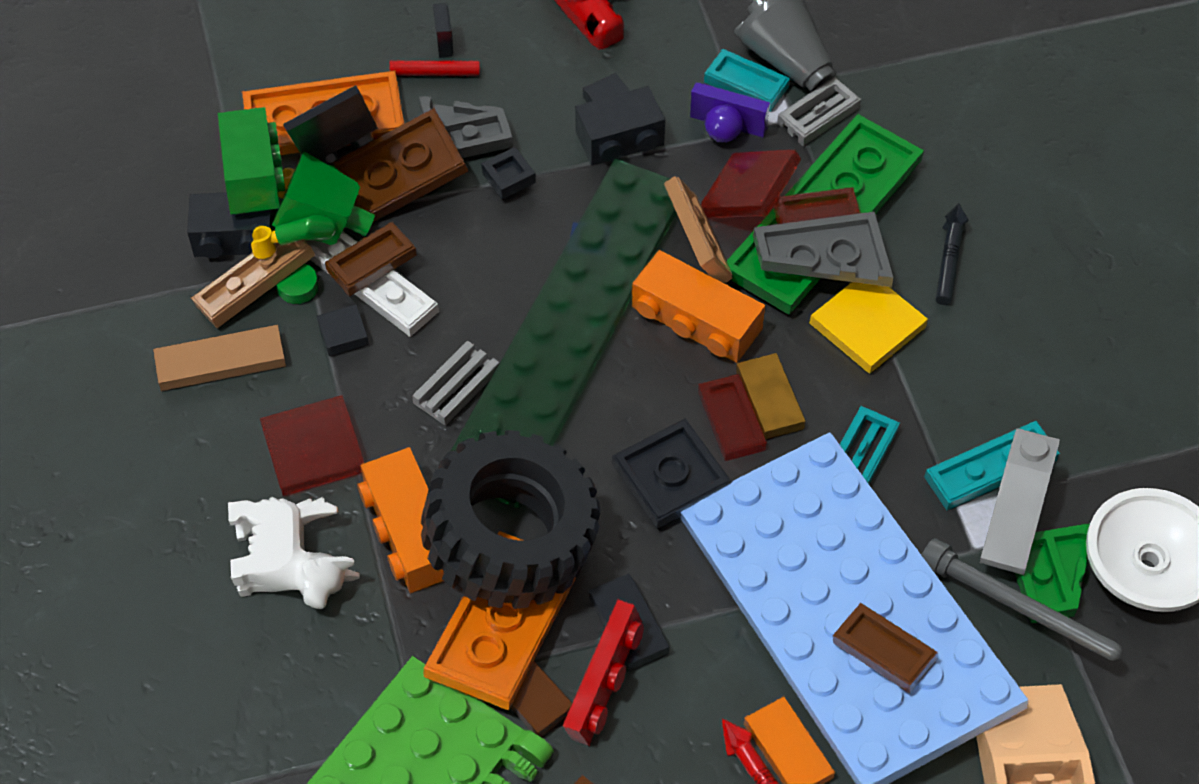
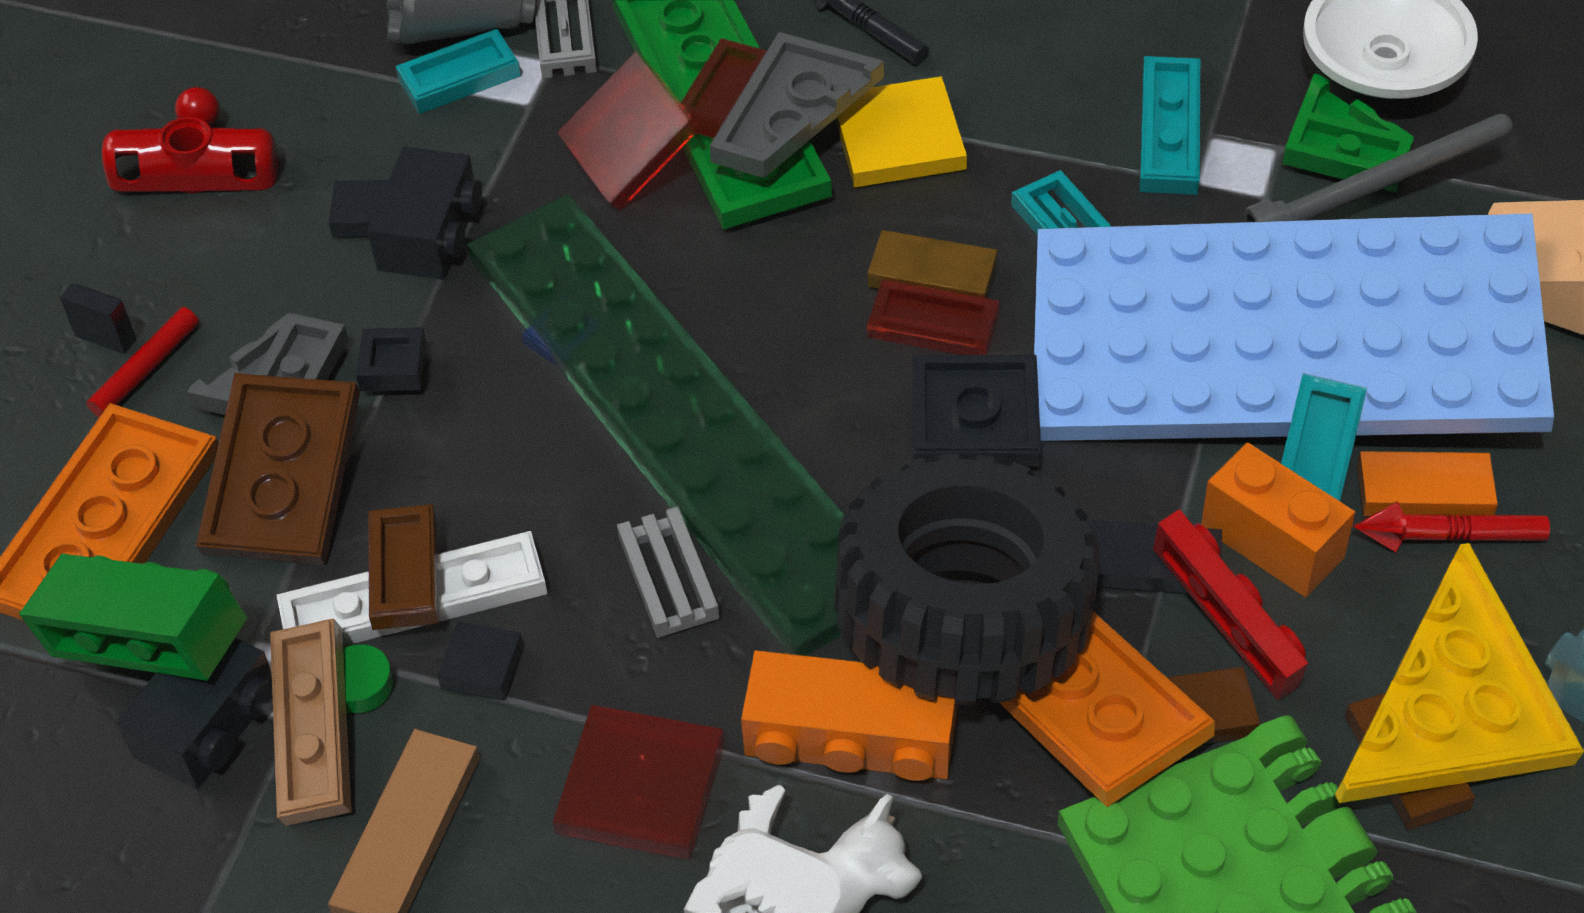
camera: 55 degrees left, 5 degrees down
(313, 208) = (283, 579): green torso -> none
(333, 126) = (160, 485): black slope -> none
(690, 671) = (1277, 519): none -> orange brick
(697, 306) = (758, 267): orange brick -> none
(698, 230) = (658, 205): medium nougat tile -> none
(728, 112) = (498, 104): dark purple tile -> none
(761, 666) = (1324, 431): none -> teal tile
(885, 647) = (1388, 302): reddish brown tile -> none
(1019, 501) = (1256, 104): light grey slope -> none

